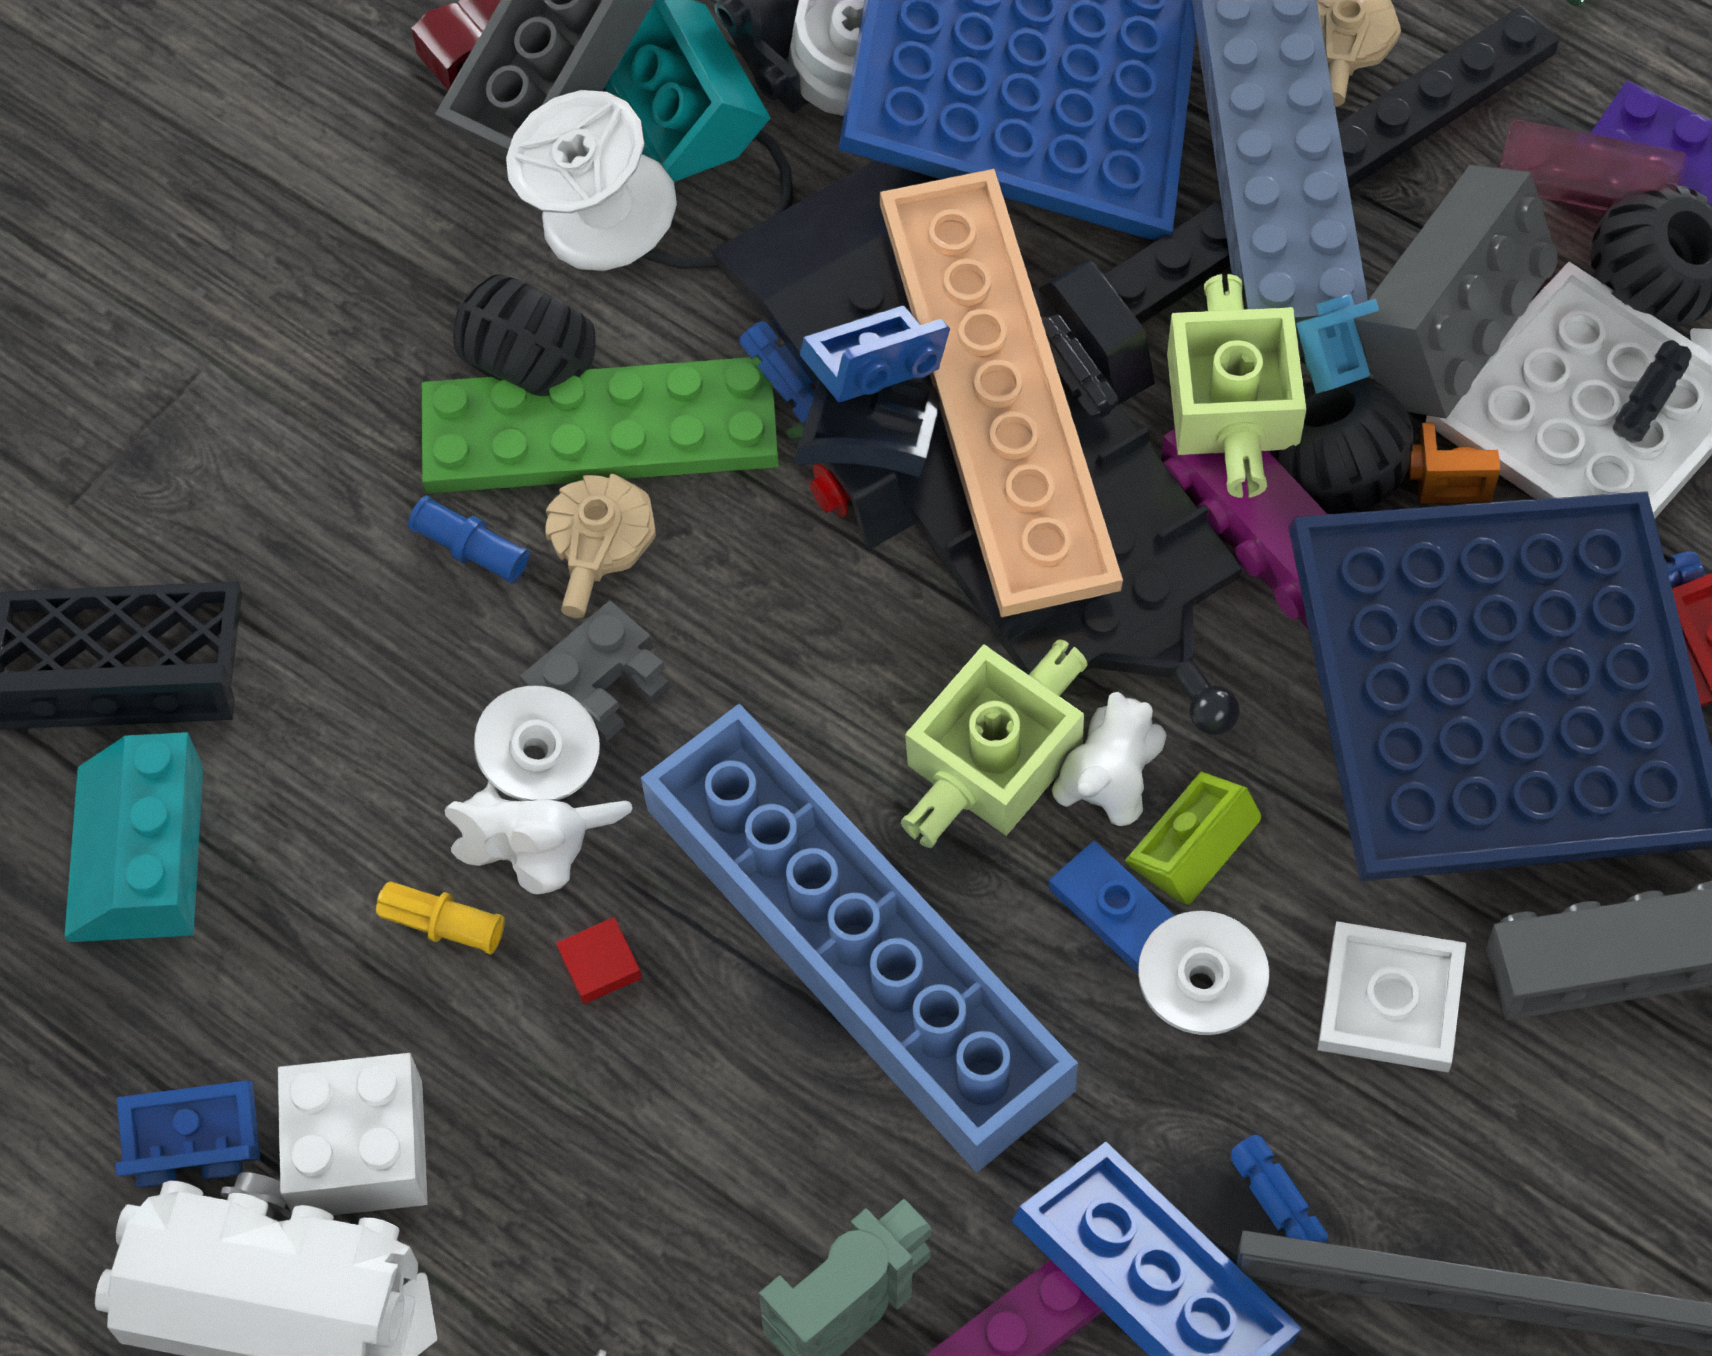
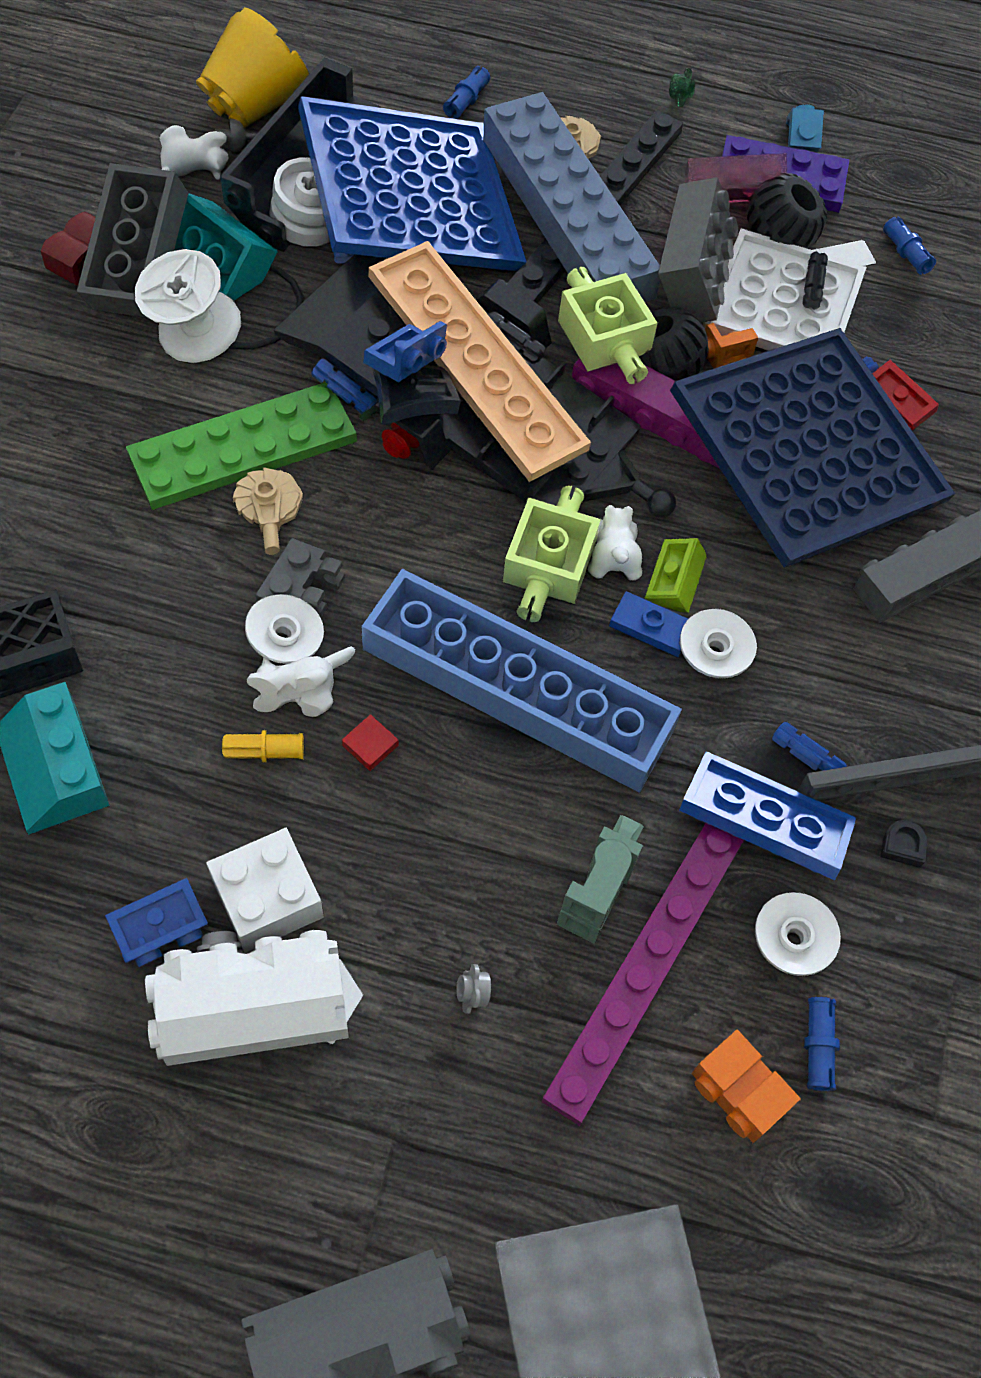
camera: 30 degrees left, 0 degrees up
(468, 539) = (191, 526): blue pin -> none
(522, 335) = (177, 402): black wheel -> none
(1333, 344) = (651, 286): dark azure bracket -> none
(1392, 996) = (821, 626): white plate -> none

